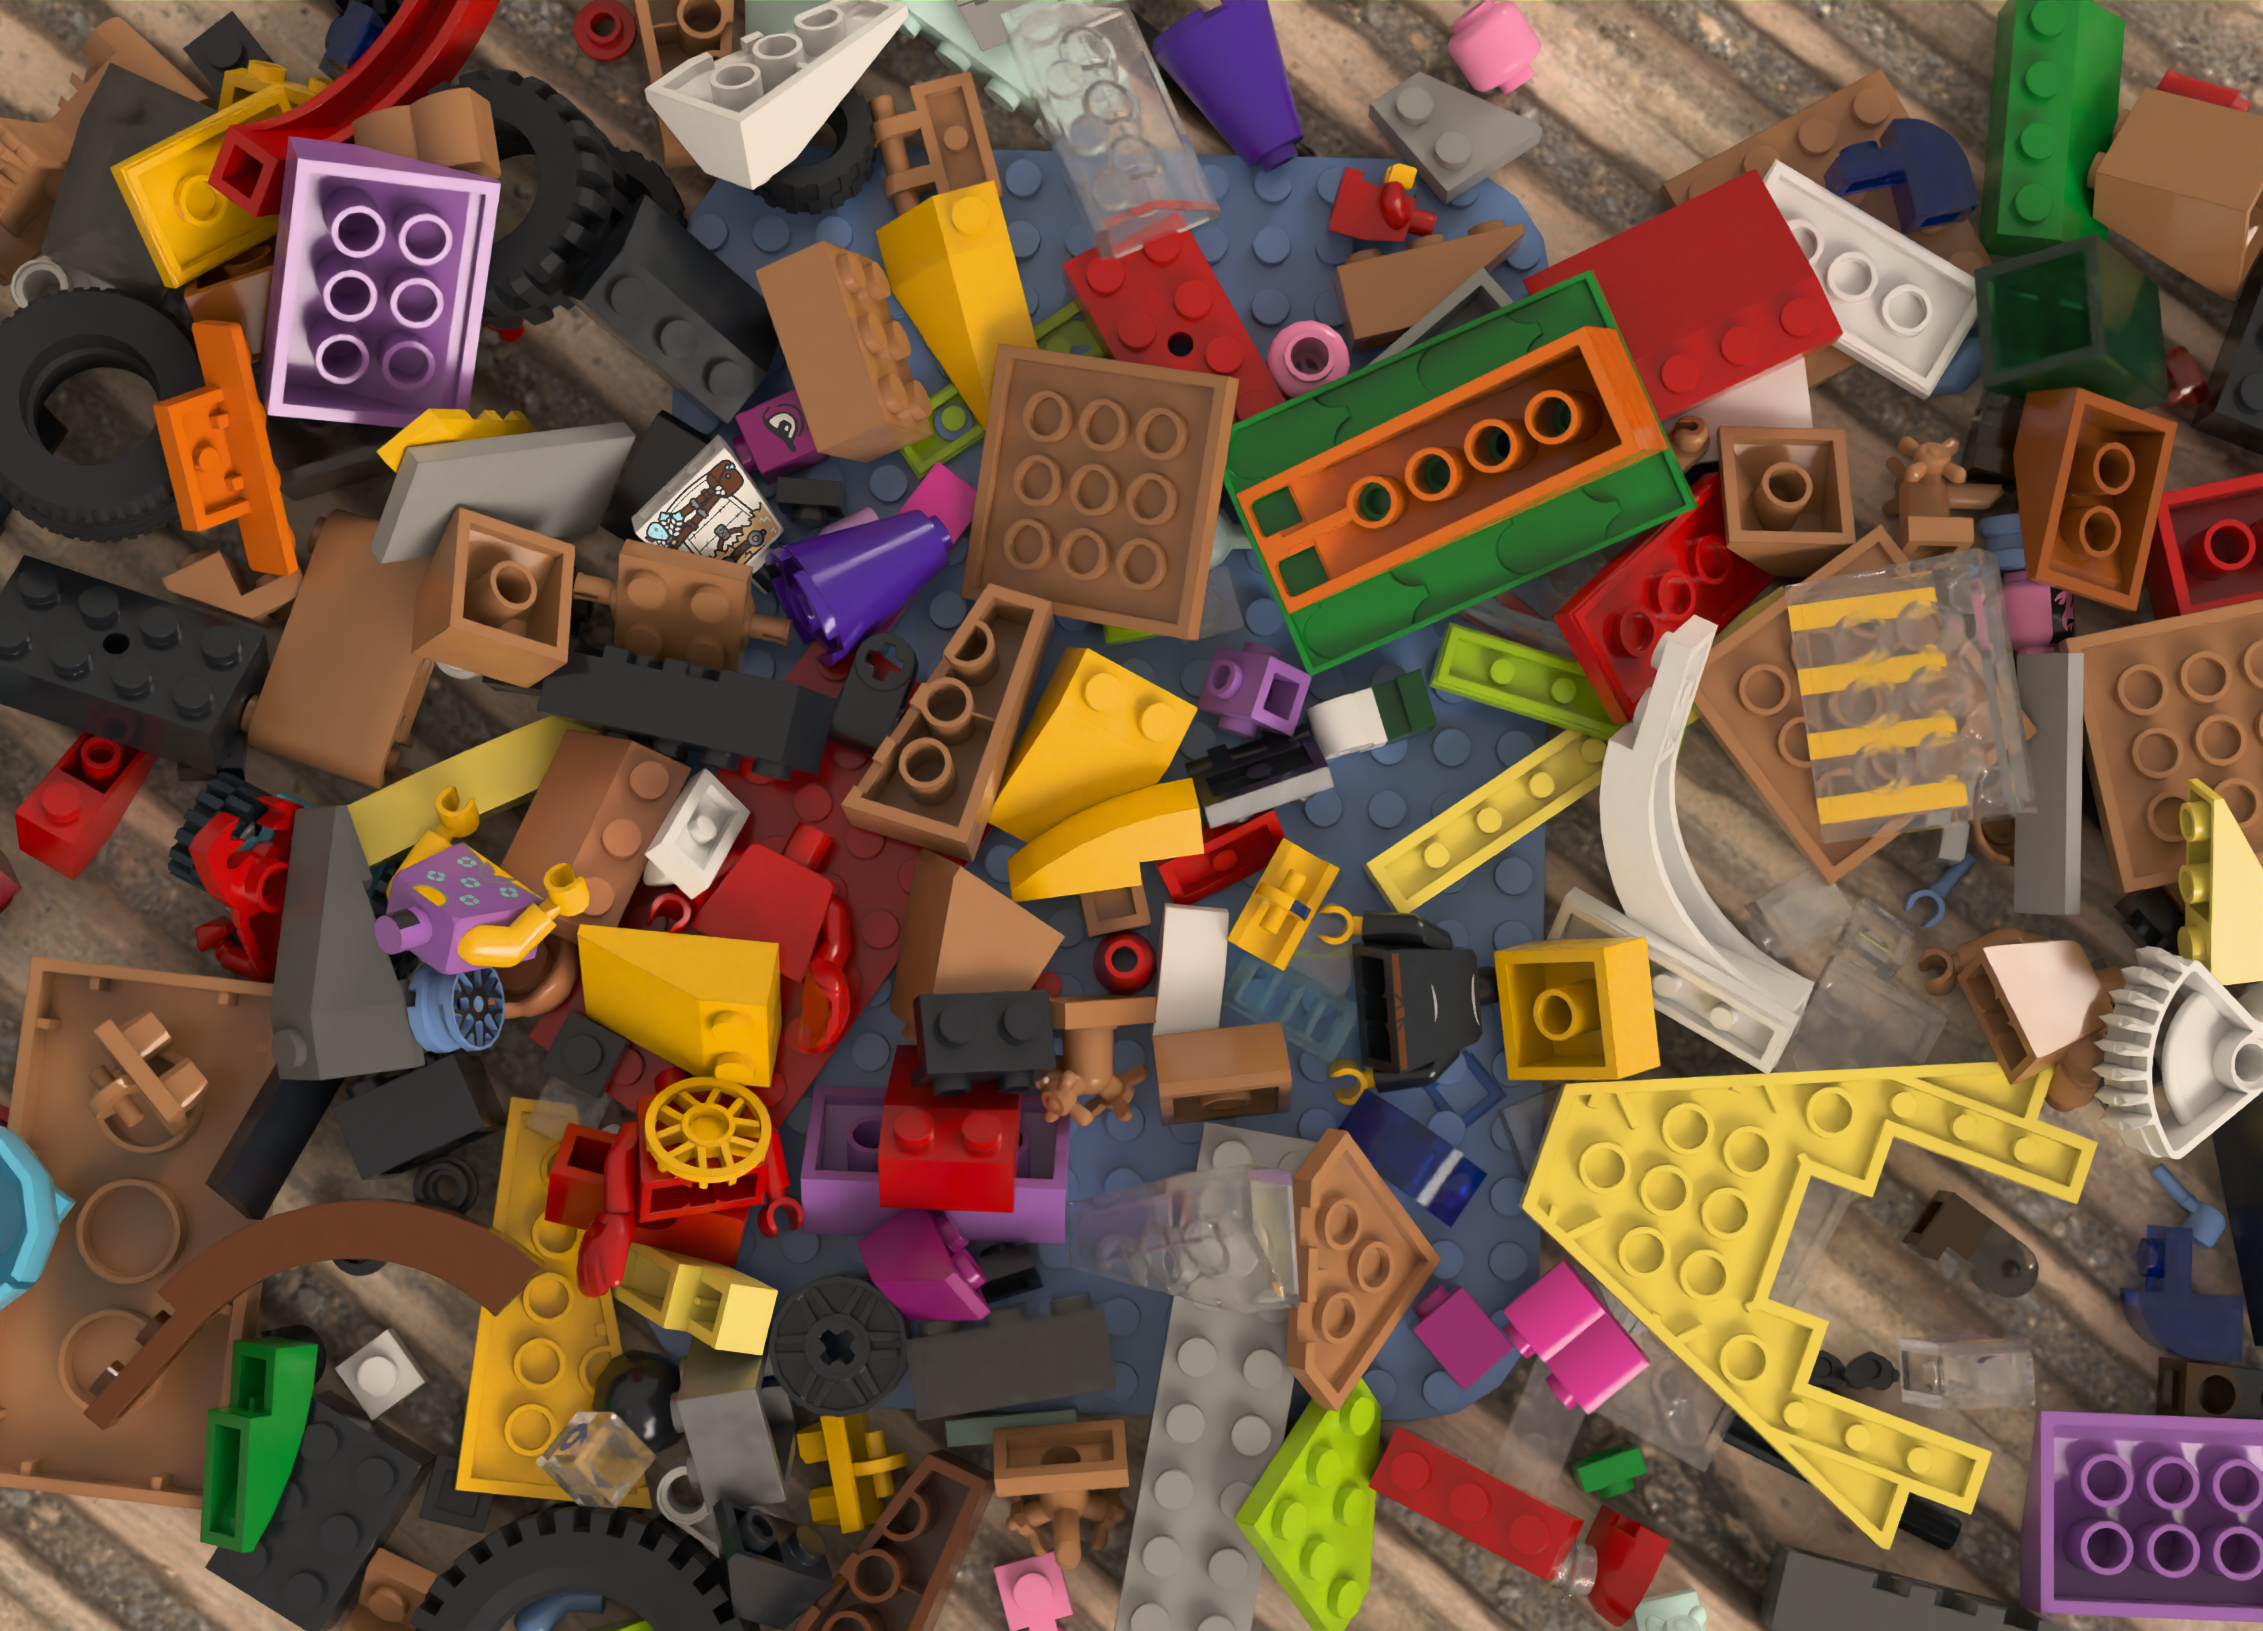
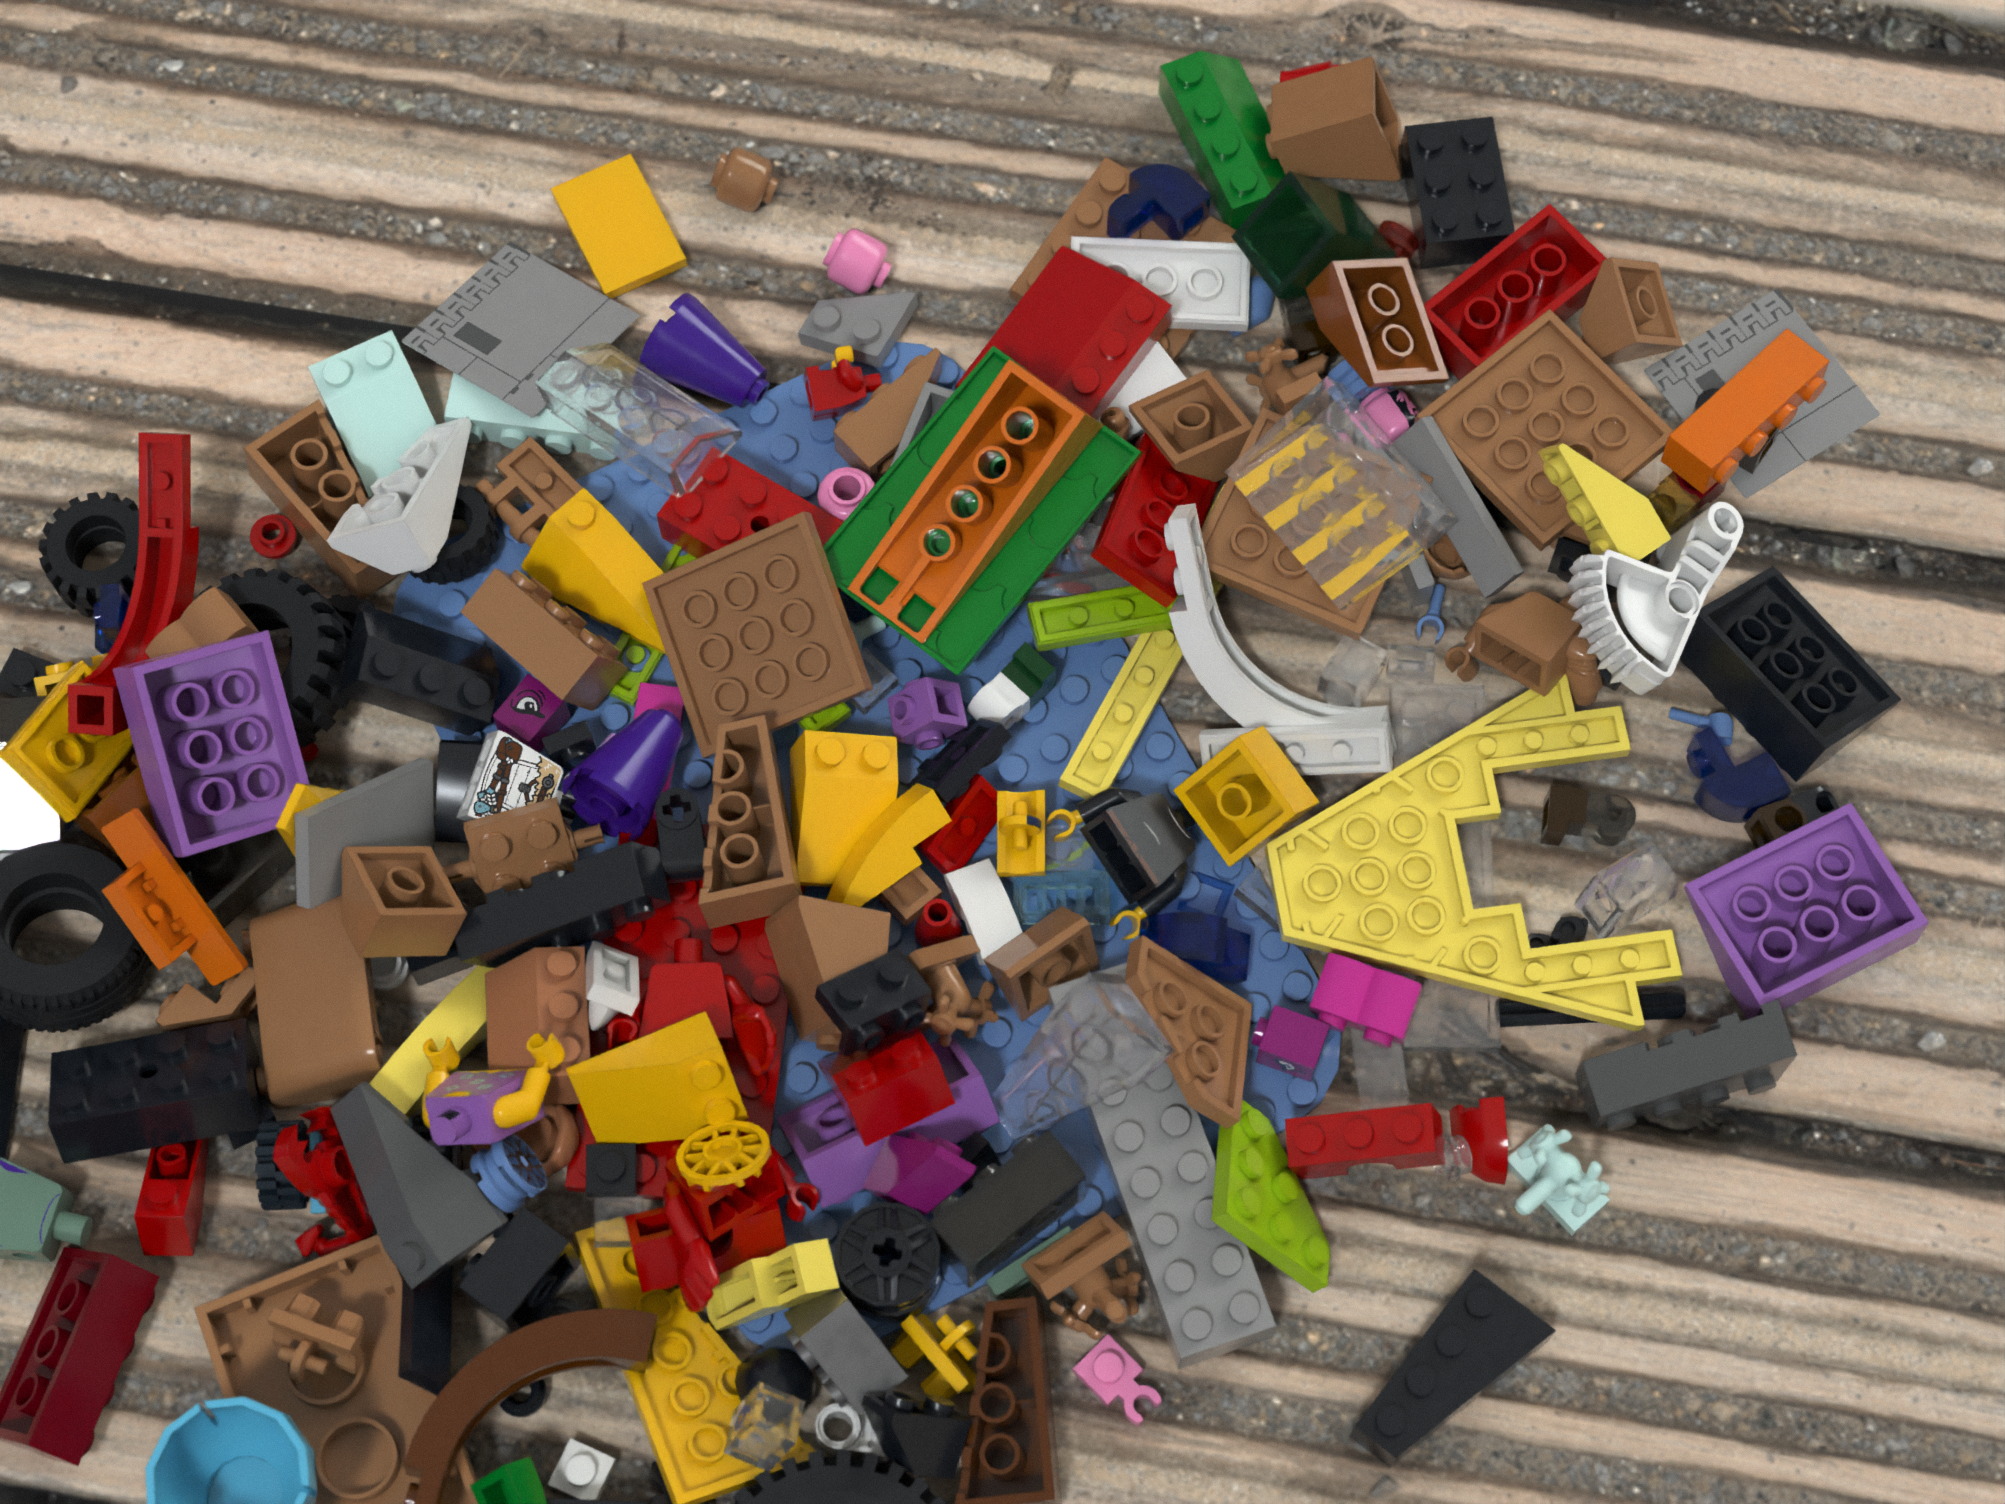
camera: 30 degrees left, 15 degrees down
(1608, 1470) = (1439, 1080): green plate -> none

